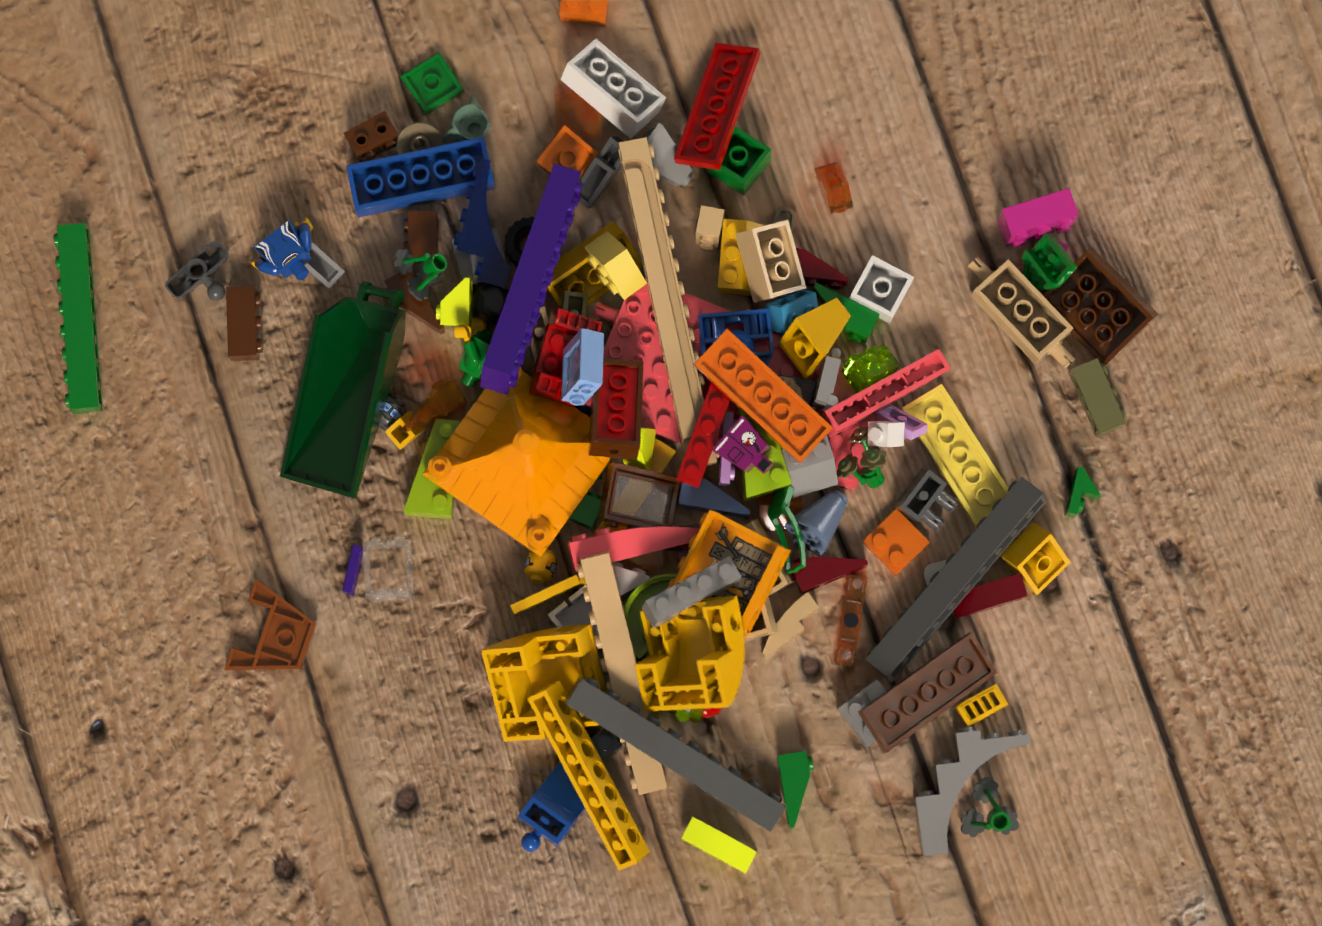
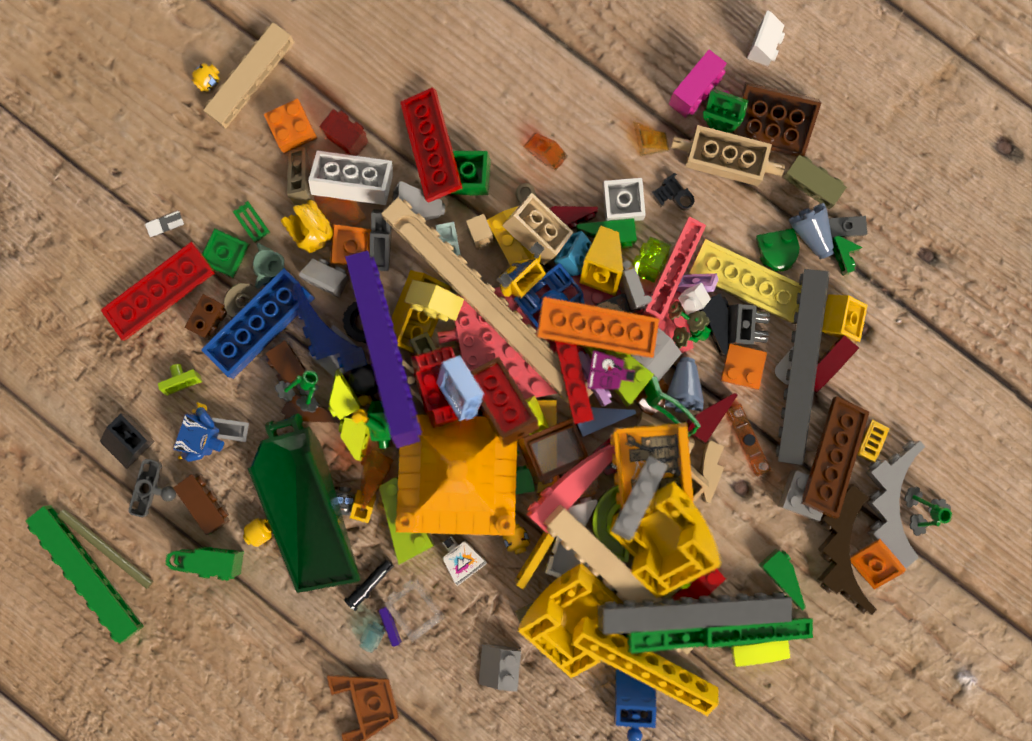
camera: 30 degrees left, 5 degrees up
(116, 307) = (105, 549): none -> olive piece
(208, 209) = (125, 440): none -> black slope
(212, 385) = (208, 562): none -> green brick
(281, 388) = (257, 532): none -> yellow head
(303, 184) = (179, 380): none -> lime tile
(327, 569) = (371, 637): none -> clear light blue brick
(339, 79) = (157, 291): none -> red plate
(348, 517) = (363, 591): none -> black pin
(390, 15) = (164, 224): none -> white sticker
(438, 685) = (500, 667): none -> light grey slope
(445, 353) = (355, 437): none -> neon yellow slope
(470, 551) = (462, 560): none -> white torso
(480, 50) = (242, 209): none -> green tile
(519, 173) = (325, 277): none -> light grey slope
(536, 111) = (308, 227): none -> yellow piece
(557, 55) = (298, 176): none -> dark tan slope
(636, 38) = (344, 133): none -> clear red brick
(676, 209) = (448, 233): none -> light aqua slope
(687, 794) = (720, 636): none -> green slope
(706, 734) = (701, 586): none -> red slope
(723, 295) = (522, 274): none -> yellow torso
(866, 792) = (836, 548): none -> dark brown arch
(899, 832) = (877, 564): none -> orange plate
(900, 469) = (717, 313): none -> black slope
(939, 310) = (672, 189): none -> black piece
(953, 246) = (650, 140): none -> clear yellow slope
(1013, 444) = (779, 249): none -> green slope
(1063, 447) = (814, 230): none -> sand blue cone
(1102, 467) = (848, 226): none -> dark grey plate
(1142, 218) = (766, 40): none -> white slope

